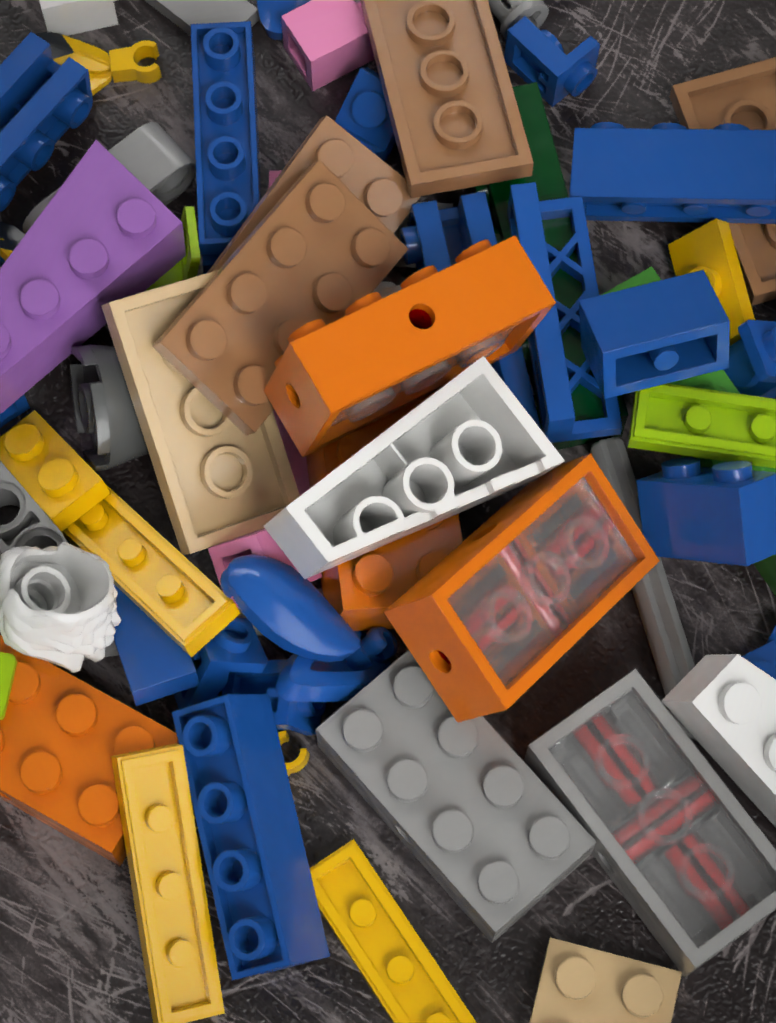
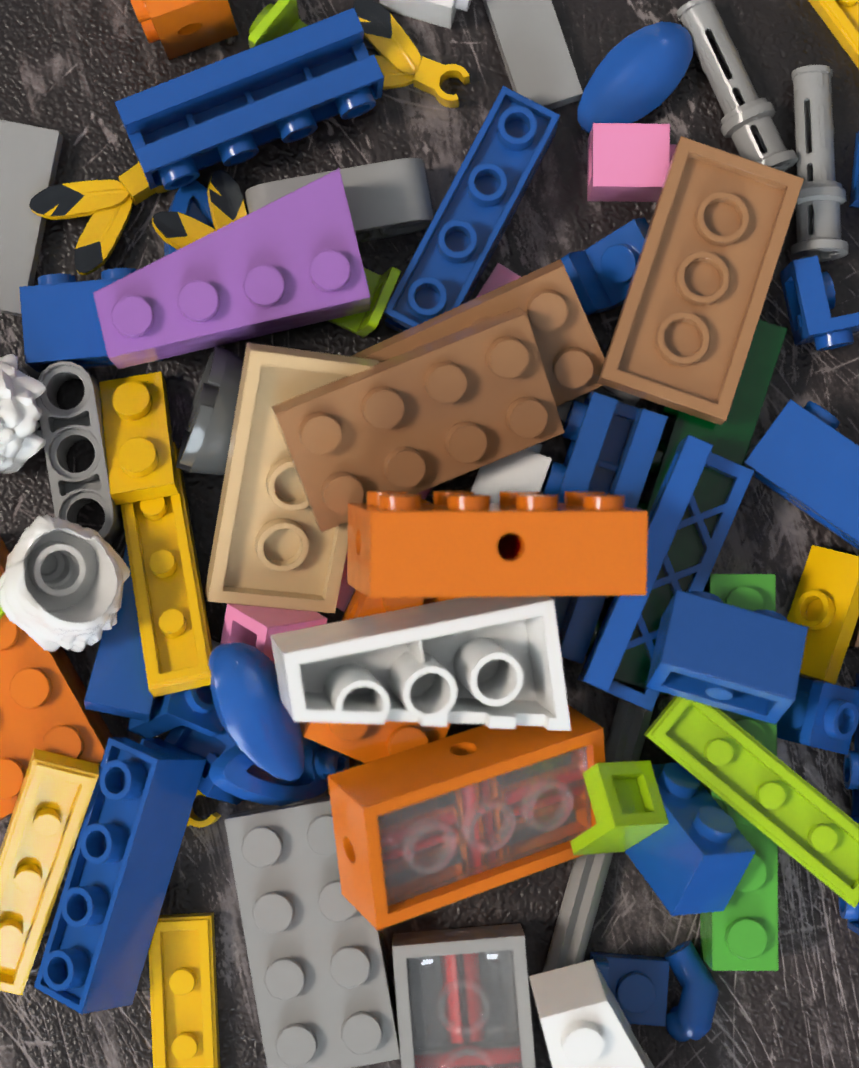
camera: 30 degrees right, 15 degrees up
(655, 508) = (624, 807): none -> lime panel

